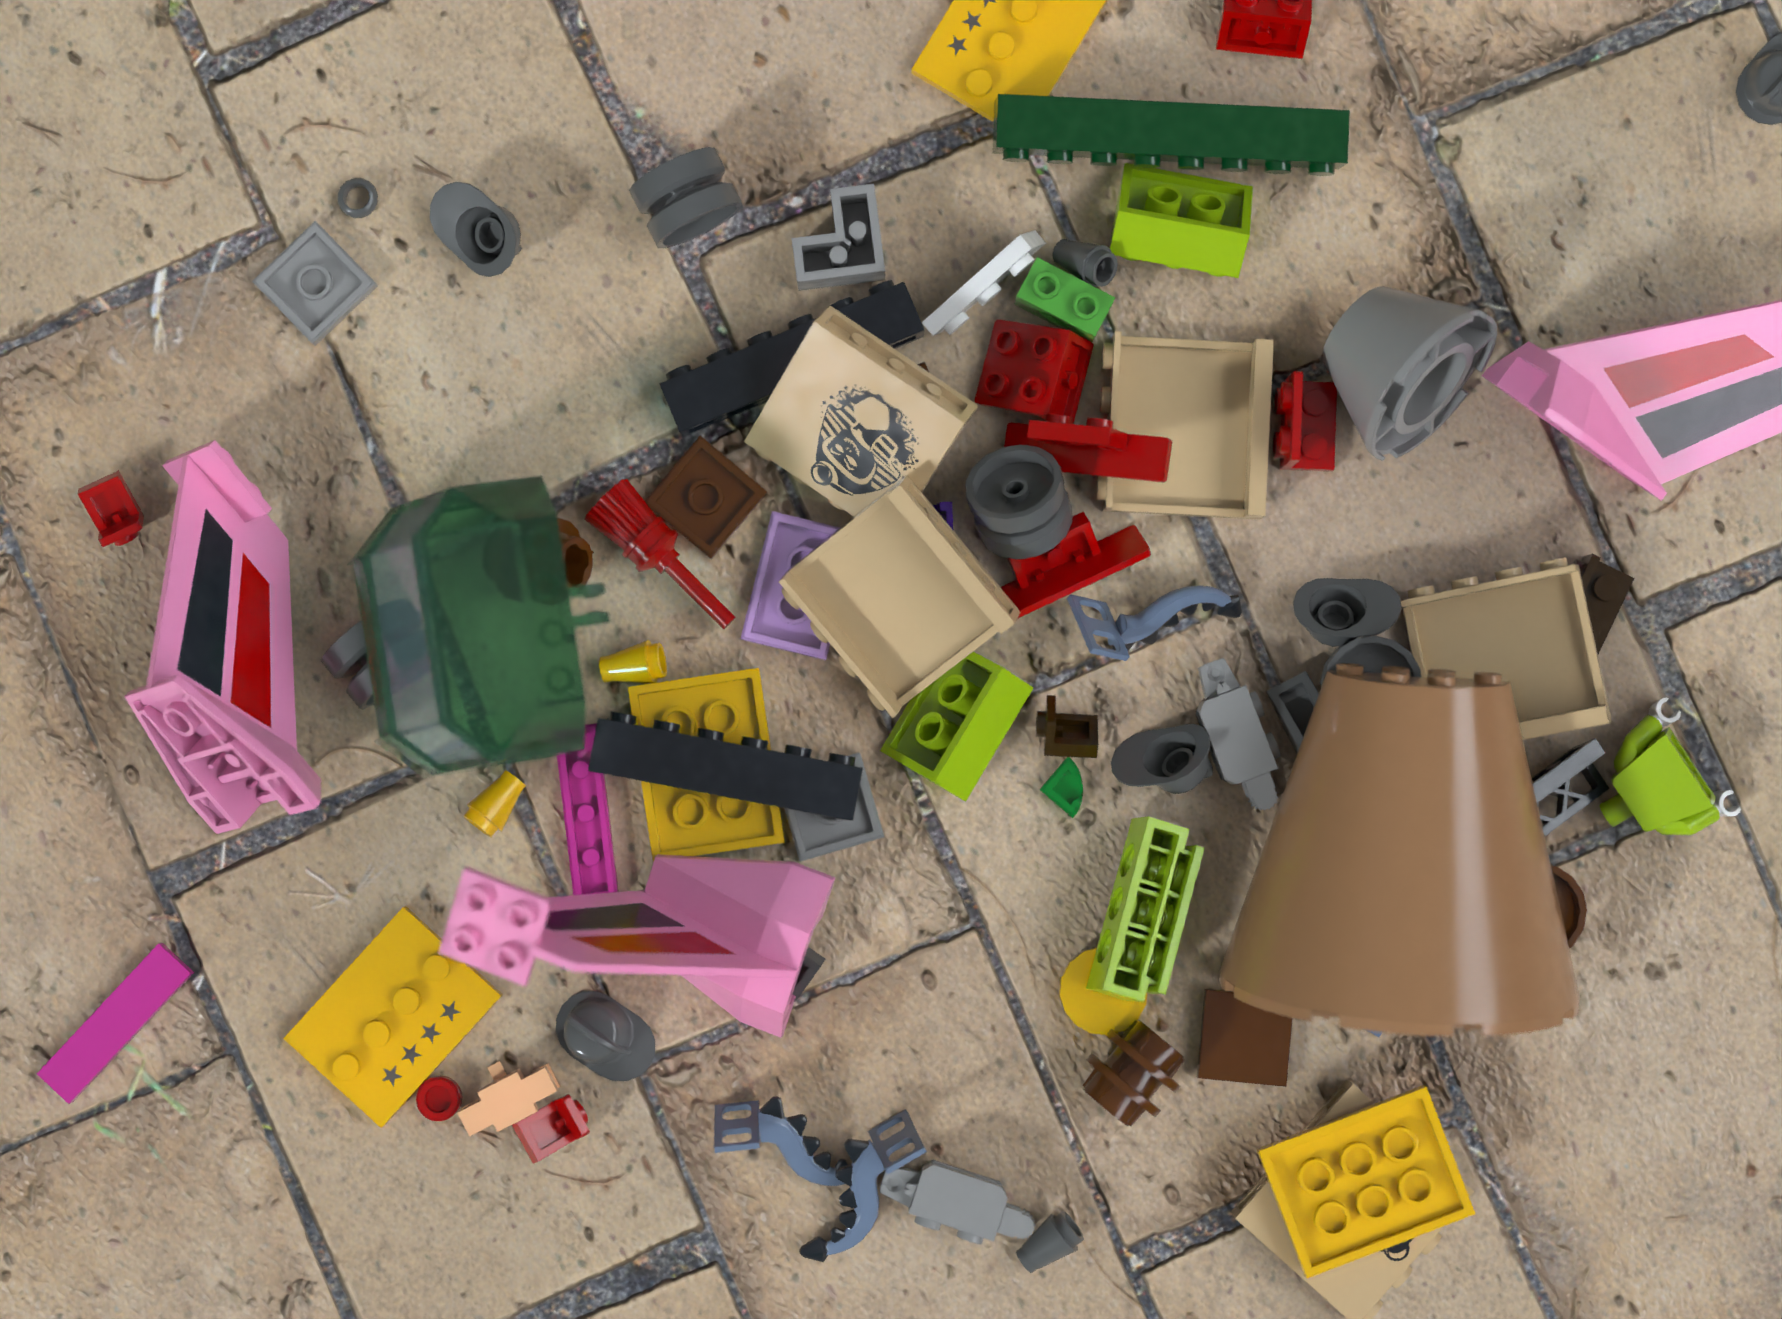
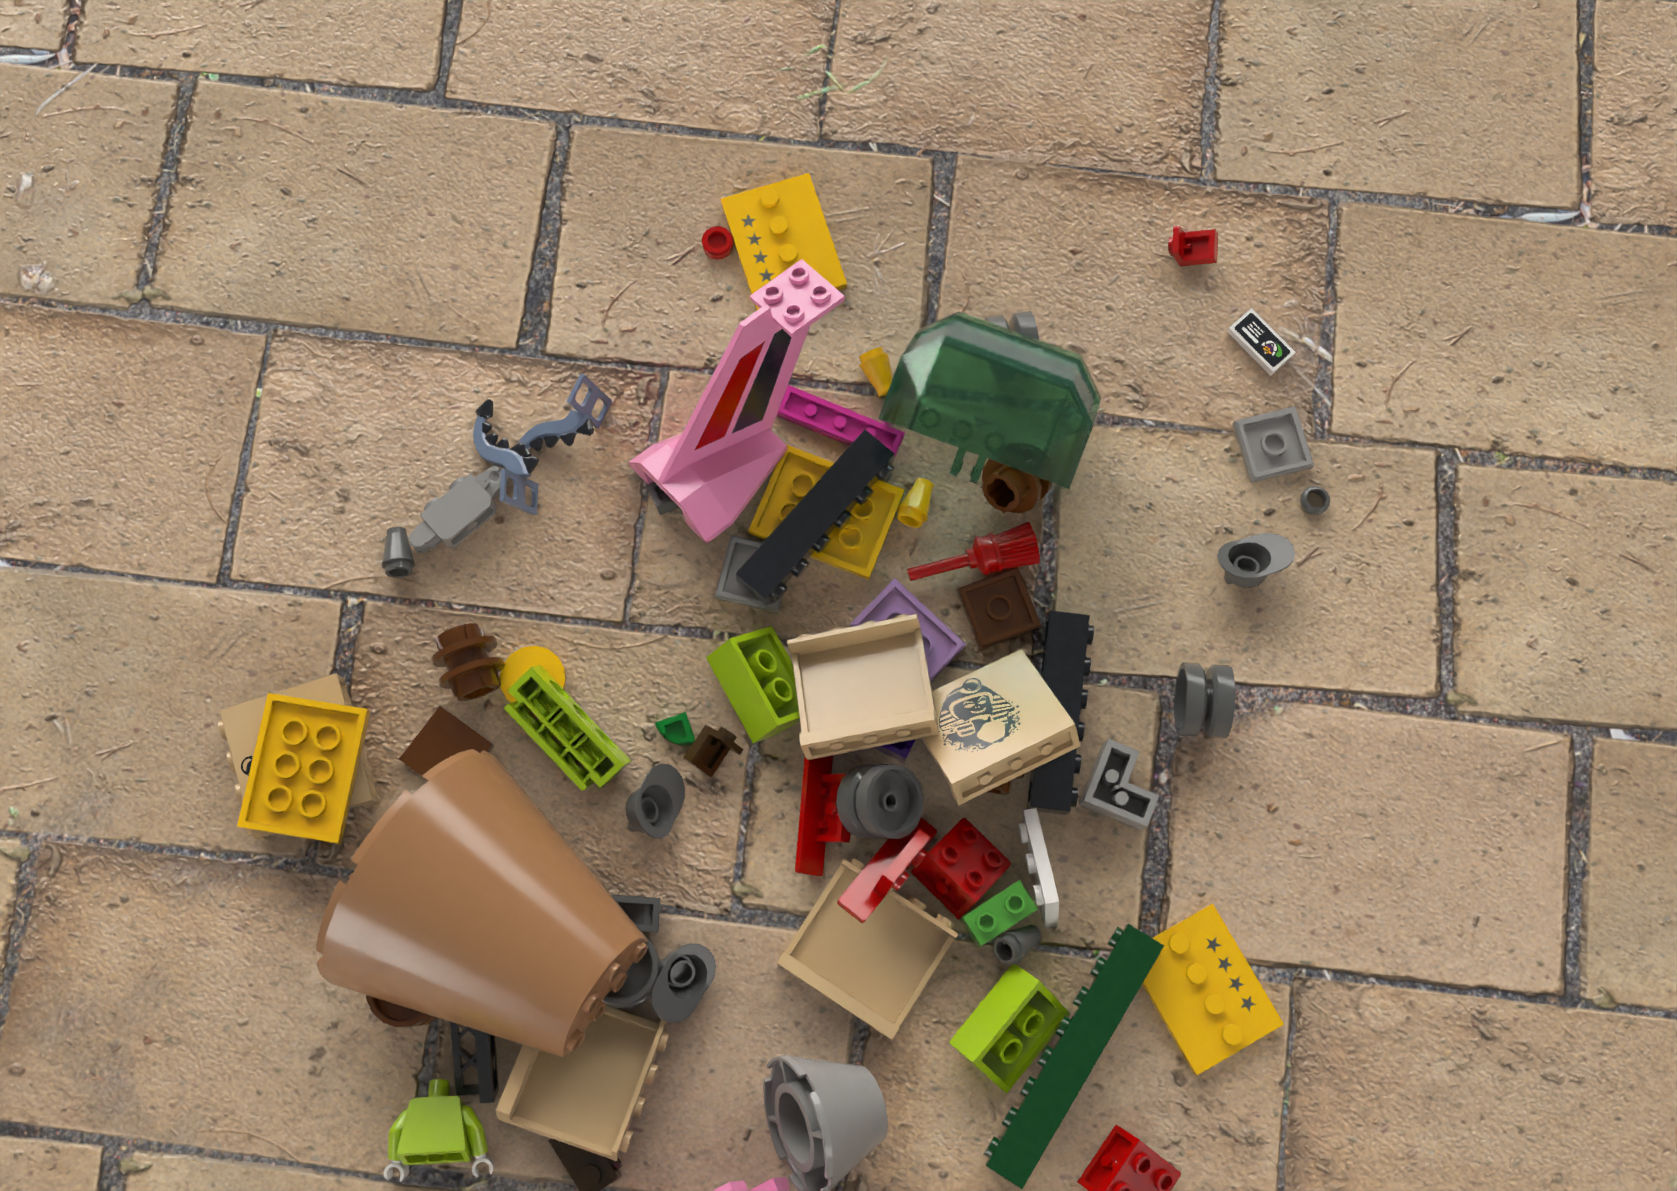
camera: 120 degrees right, 10 degrees down
(115, 1023) = (876, 86): dark pink tile -> none
(190, 365) = (1261, 342): none -> tile
(224, 650) = (1070, 259): bright pink piece -> none
(508, 1098) = (692, 280): light nougat piece -> none
(552, 1127) = (658, 294): bracket -> none
(605, 1036) = (692, 359): dark grey piece -> none
(1146, 623) = (751, 843): sand blue piece -> none
(1236, 734) = (643, 859): light grey hinge -> none
(1307, 424) = (820, 1032): red bracket -> none

